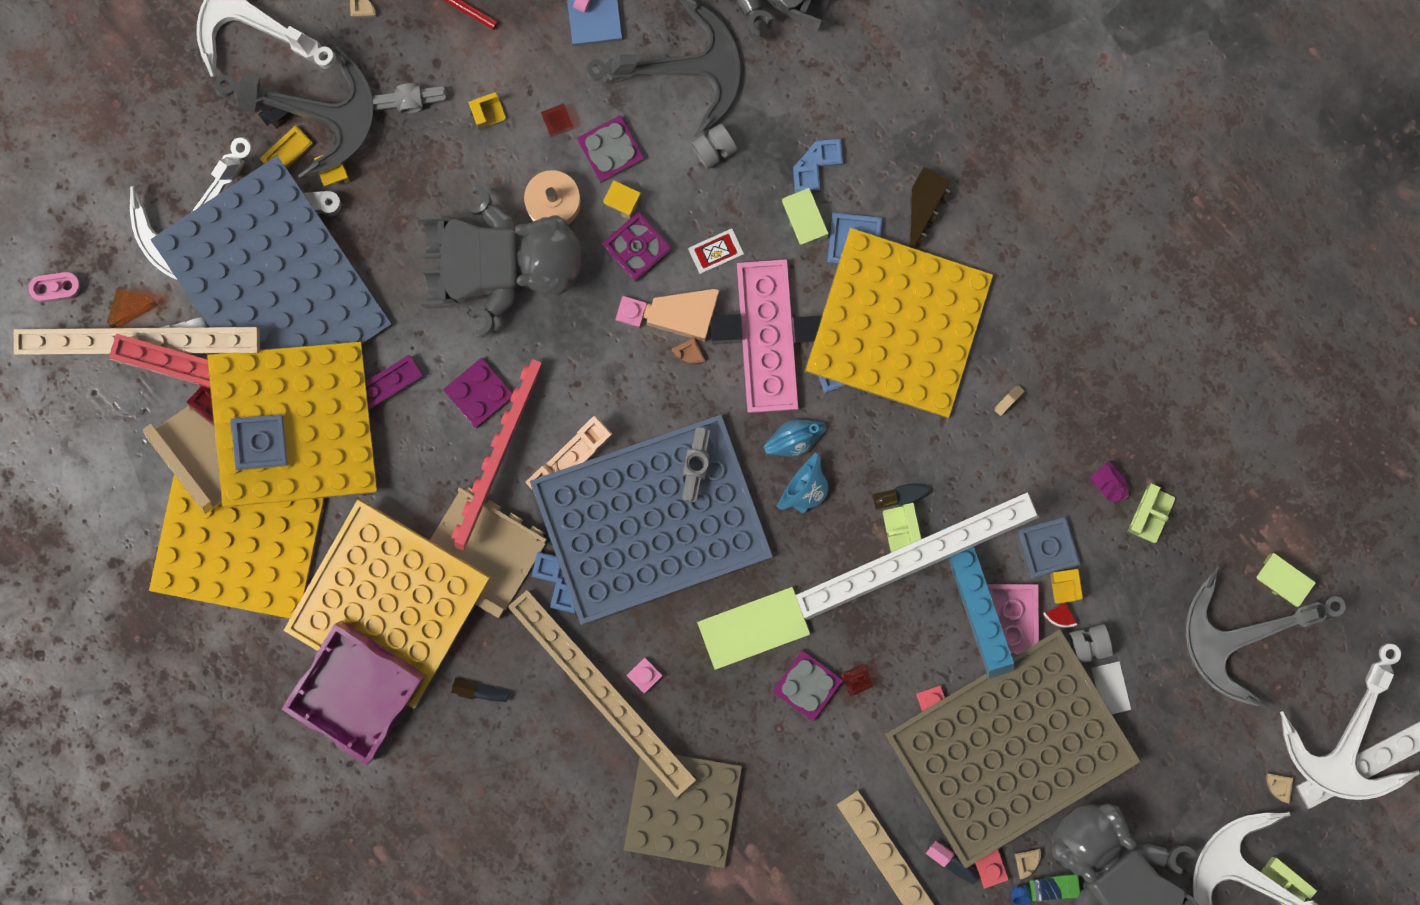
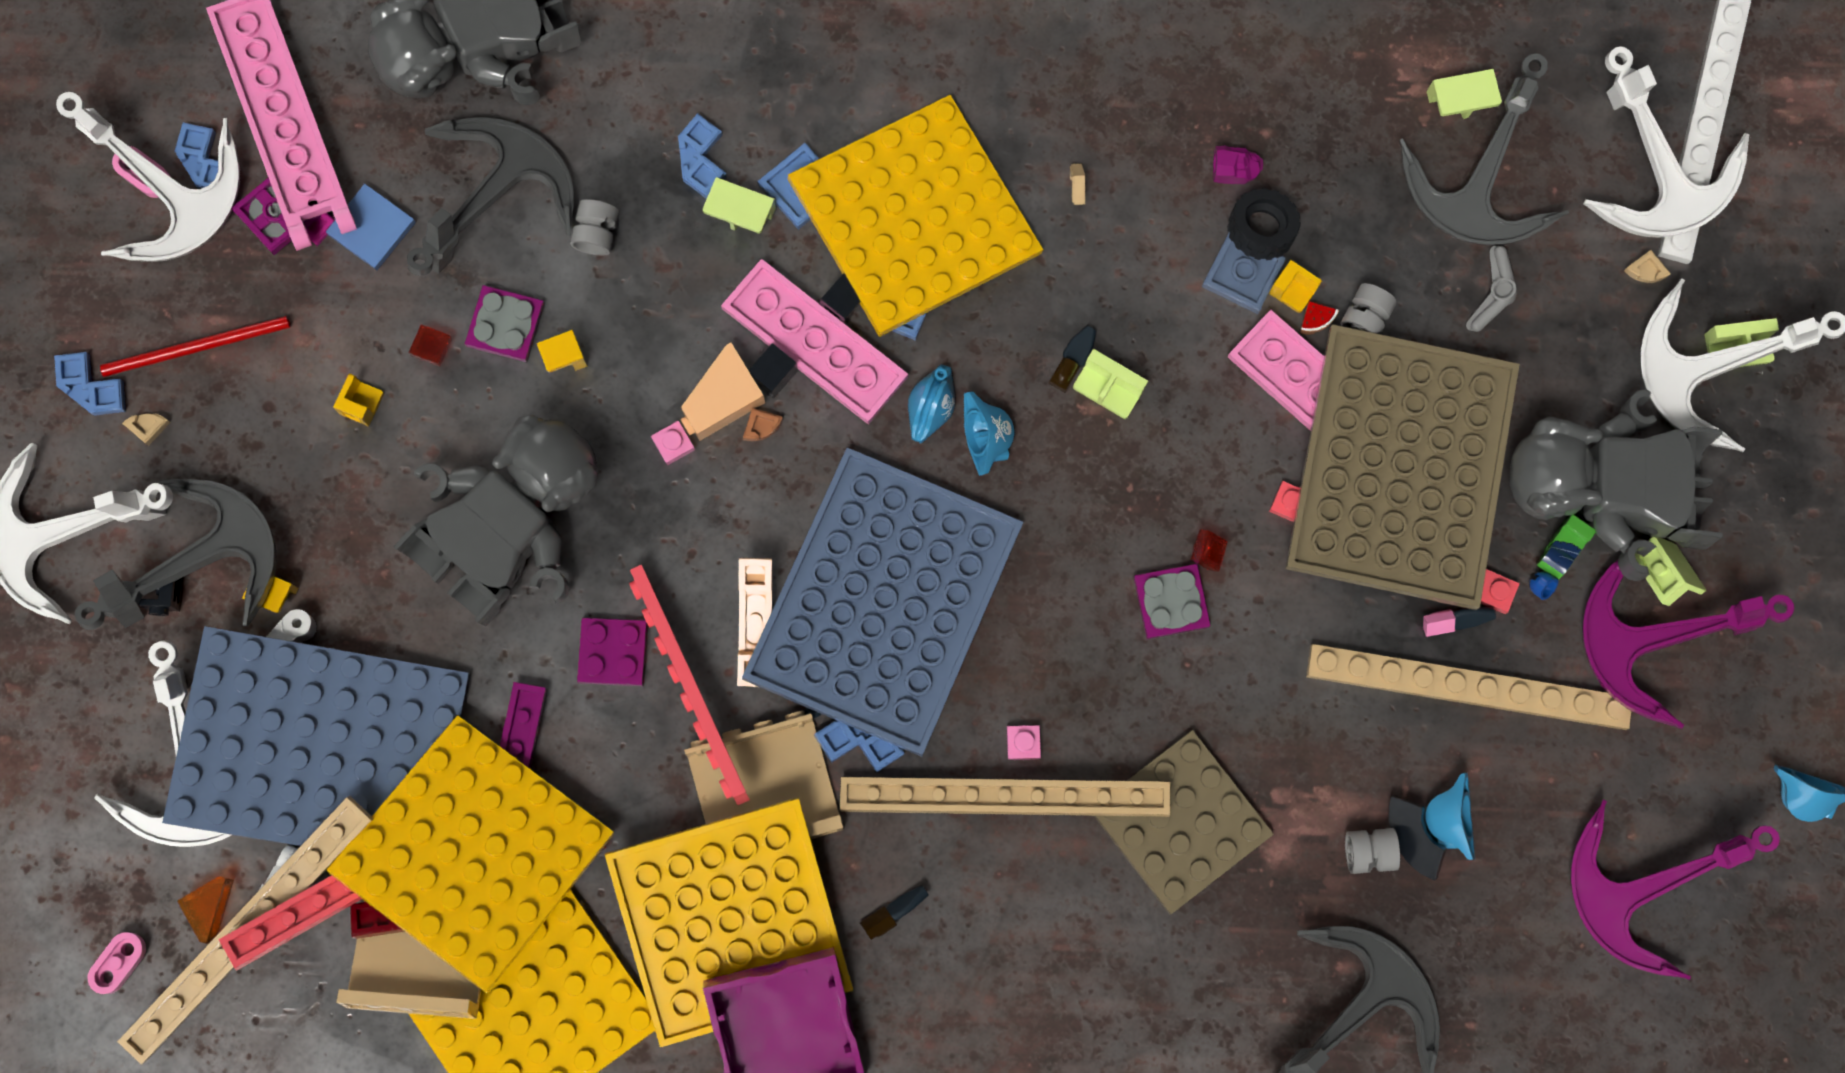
camera: 50 degrees left, 5 degrees down
(258, 442) = (458, 898): sand blue tile -> none
(289, 147) = (209, 610): yellow tile -> none
(409, 98) = (275, 460): light grey axle -> none
(551, 195) = (493, 410): light nougat wheel -> none
(636, 246) = (617, 381): magenta piece -> none
(693, 477) = (863, 497): light grey axle -> none
(715, 251) = (691, 316): sticker -> none
(753, 628) = (1072, 601): yellowish green tile -> none
(917, 556) = (1148, 387): white plate -> none
(924, 197) = (824, 91): dark brown slope -> none
(981, 613) = (1238, 372): dark azure brick -> none
(1027, 862) = (1517, 552): tan tile -> none
(1105, 527) = (1270, 203): none -> black tyre
(1111, 687) = (1419, 328): white sticker -> none
(1151, 514) = (1296, 155): yellowish green panel -> none
(1181, 711) = (1502, 290): none -> light grey piece

